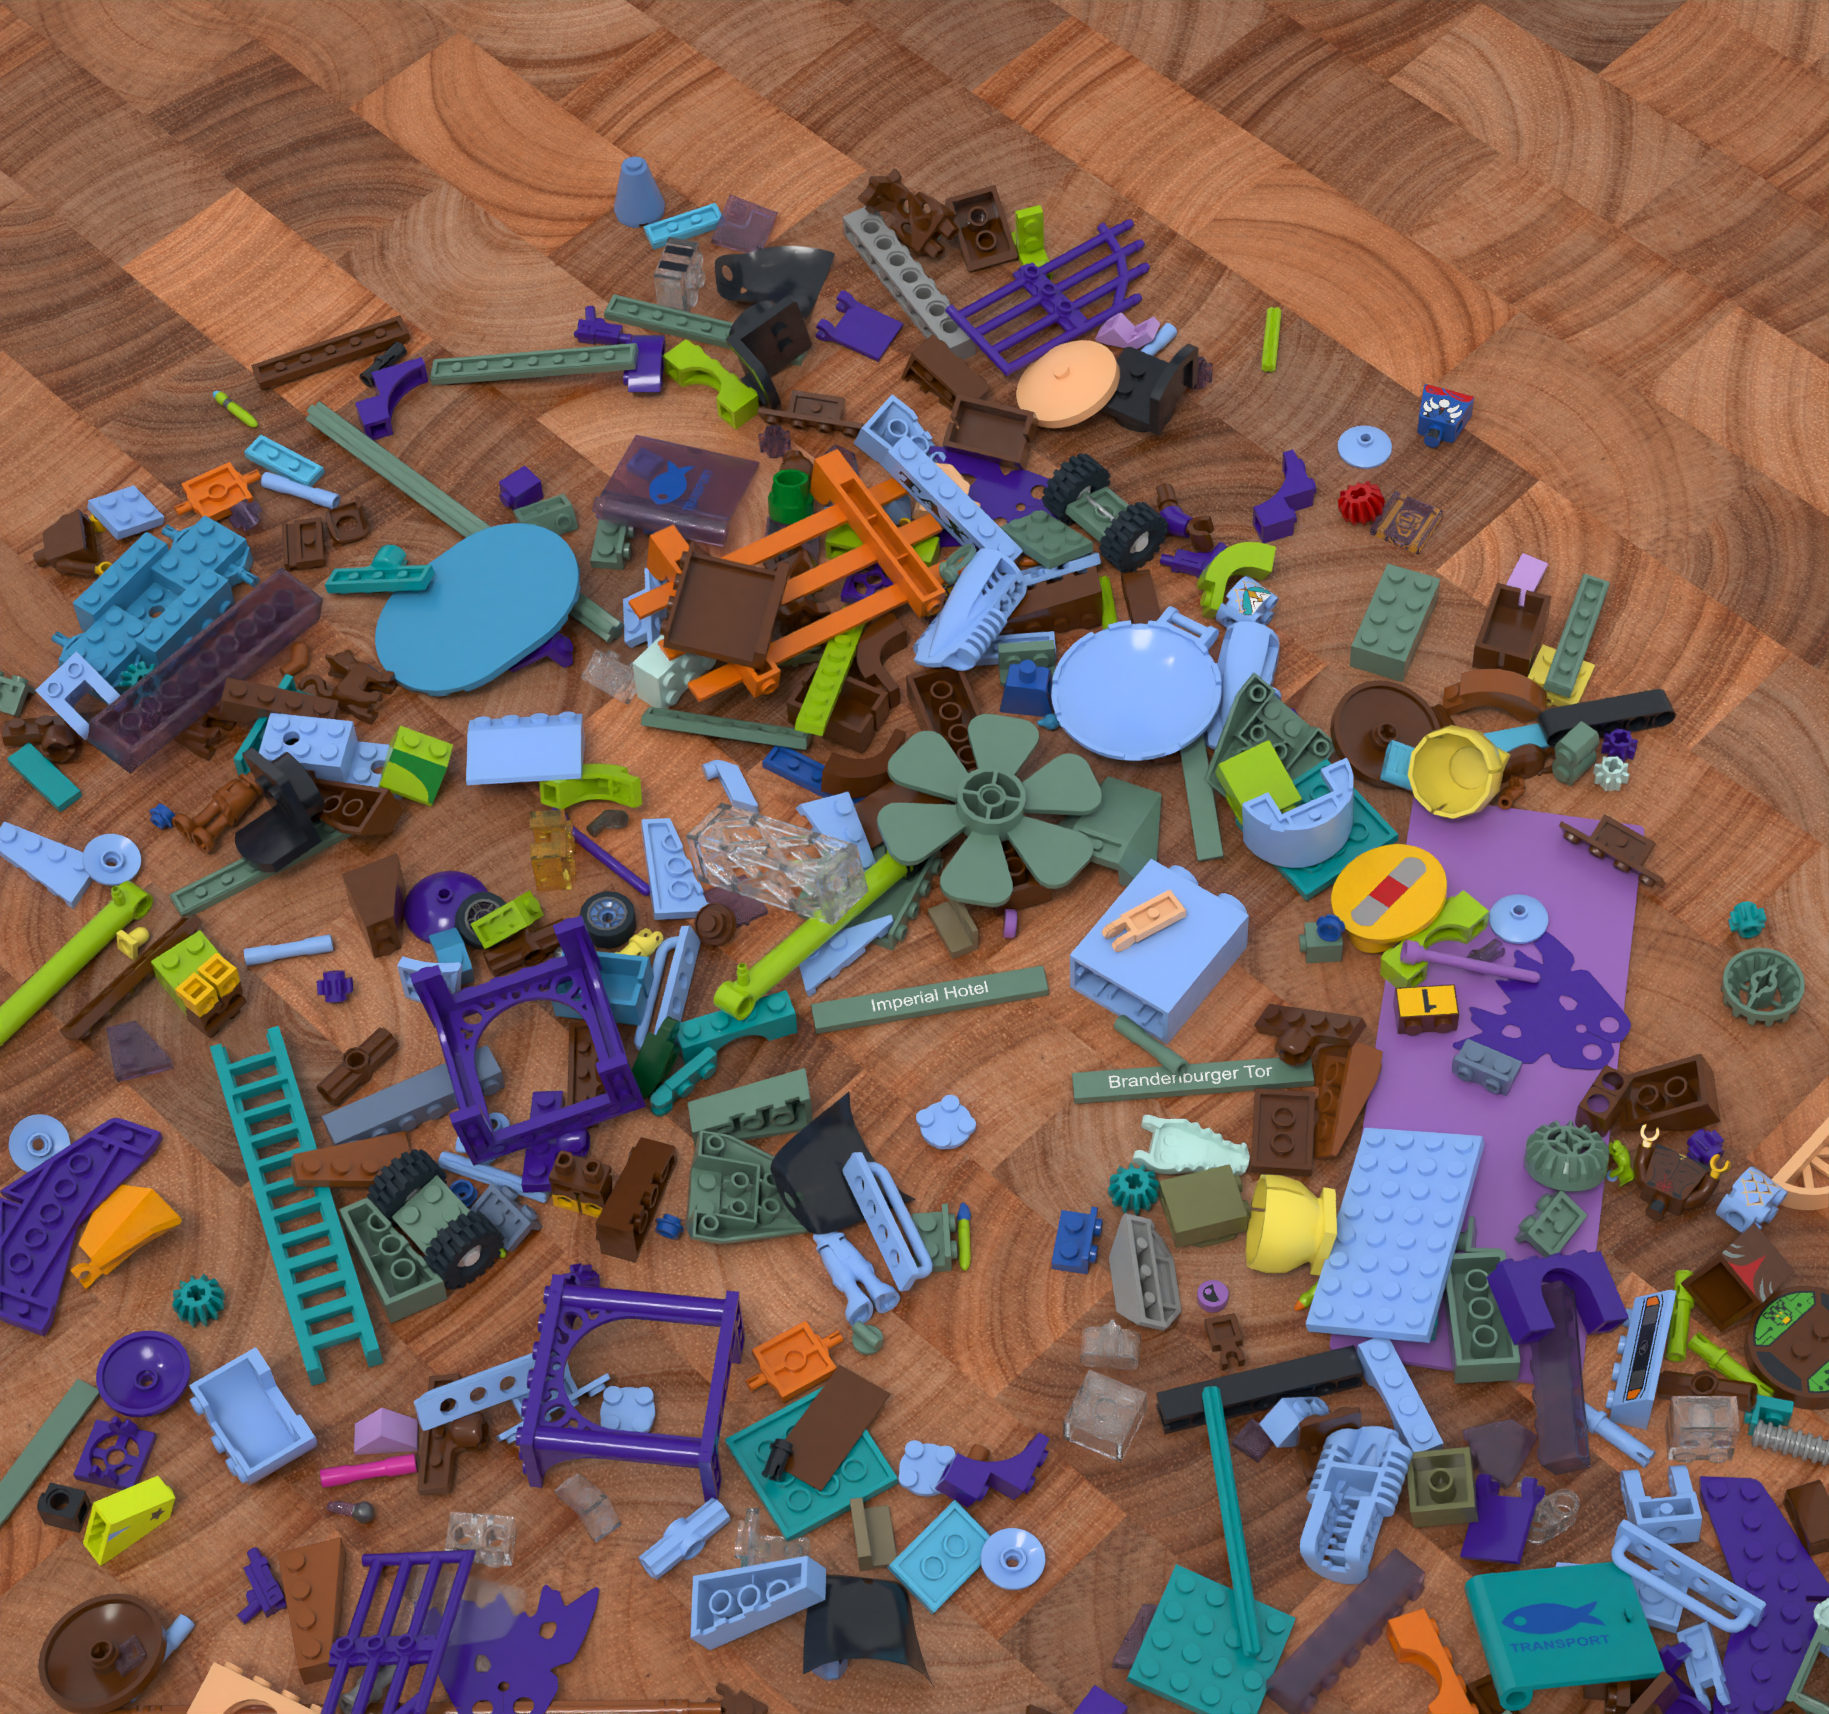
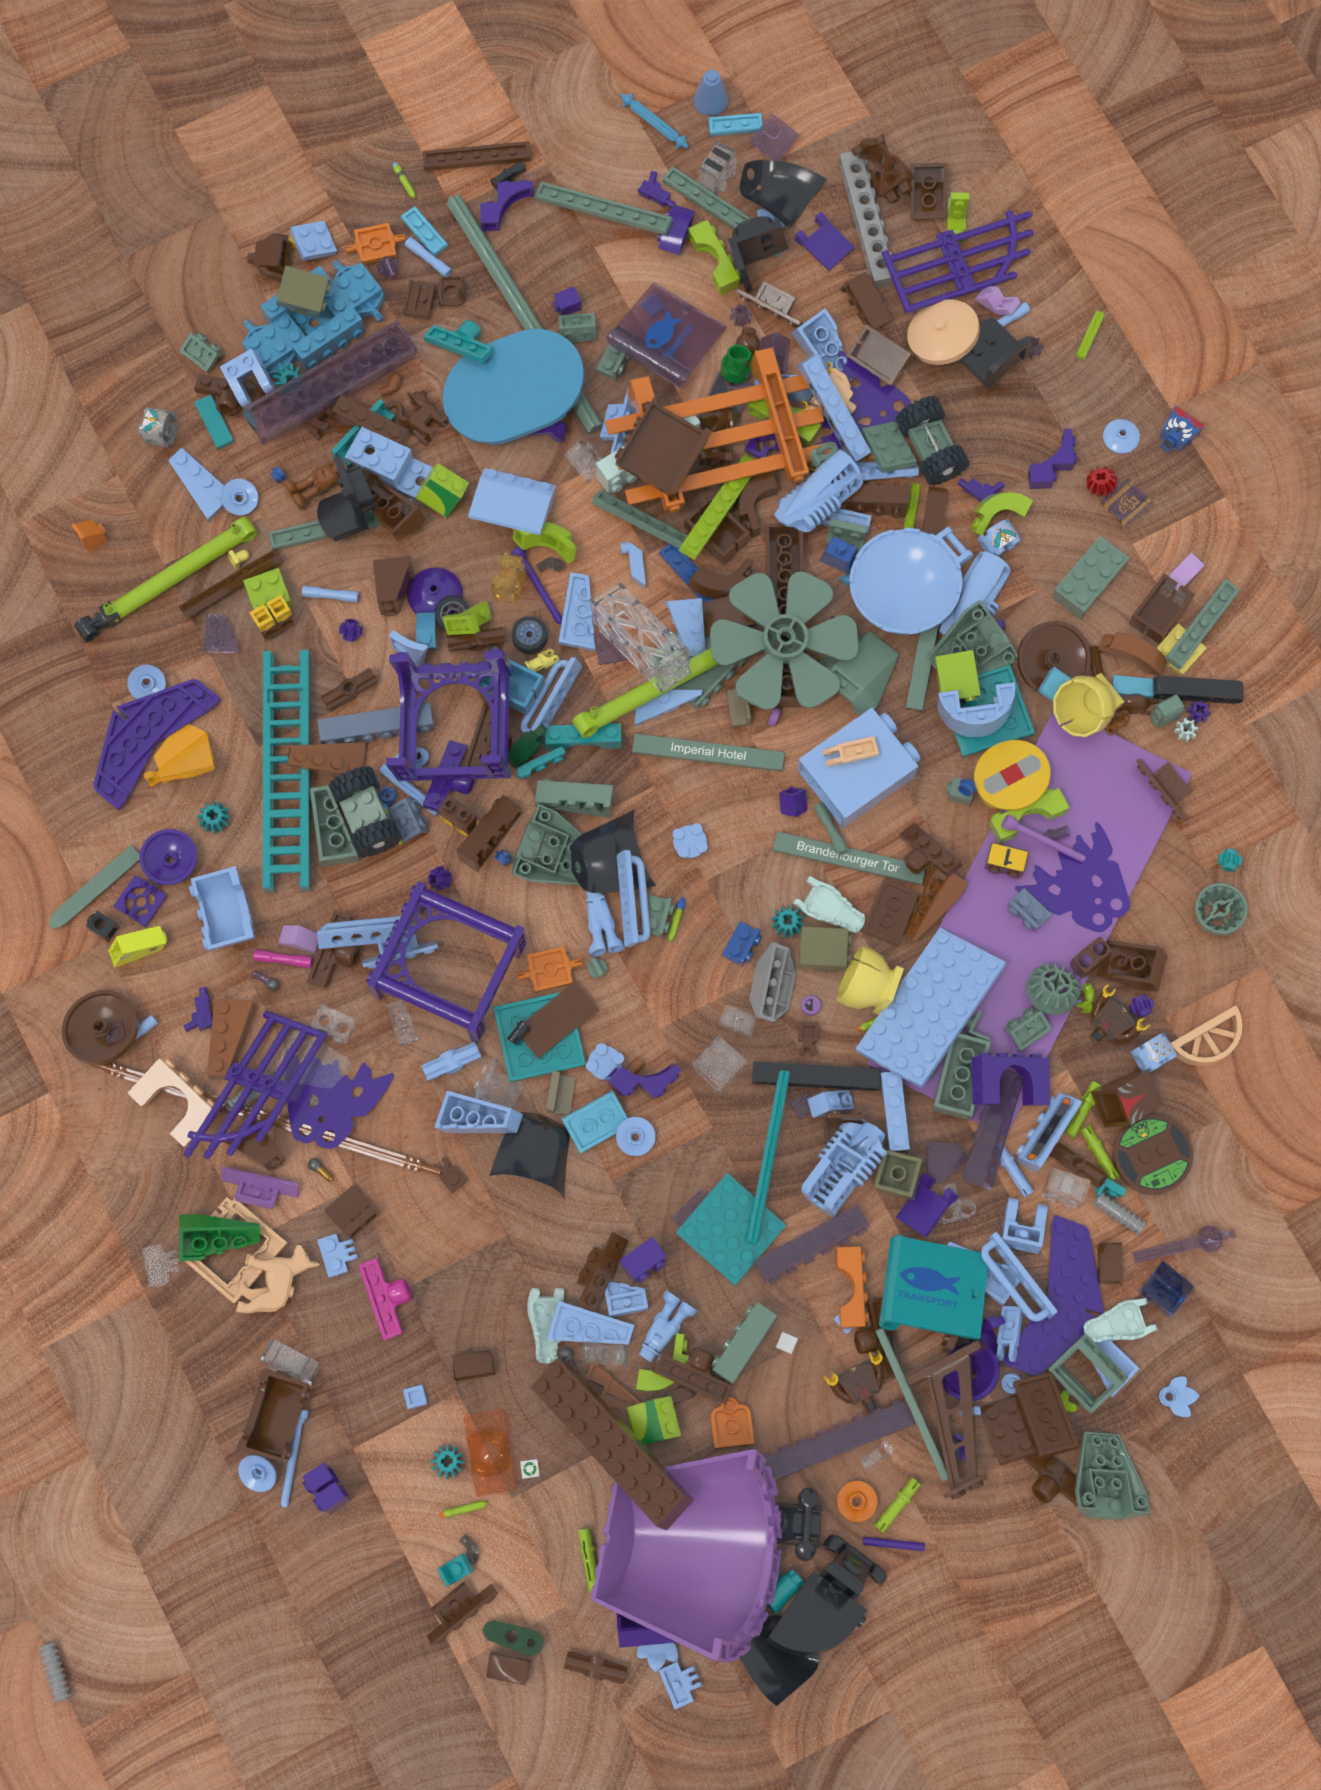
camera: 15 degrees right, 20 degrees up
(133, 562) = (303, 291): none -> olive brick
(569, 249) = (654, 120): none -> dark azure wheel
(628, 1409) = (442, 970): light blue piece -> none
(715, 924) = (593, 660): reddish brown plate -> none
(1080, 1026) = (793, 801): none -> dark purple panel
(1181, 524) = (978, 459): reddish brown piece -> none
(1515, 927) = (1084, 821): light blue dish -> none

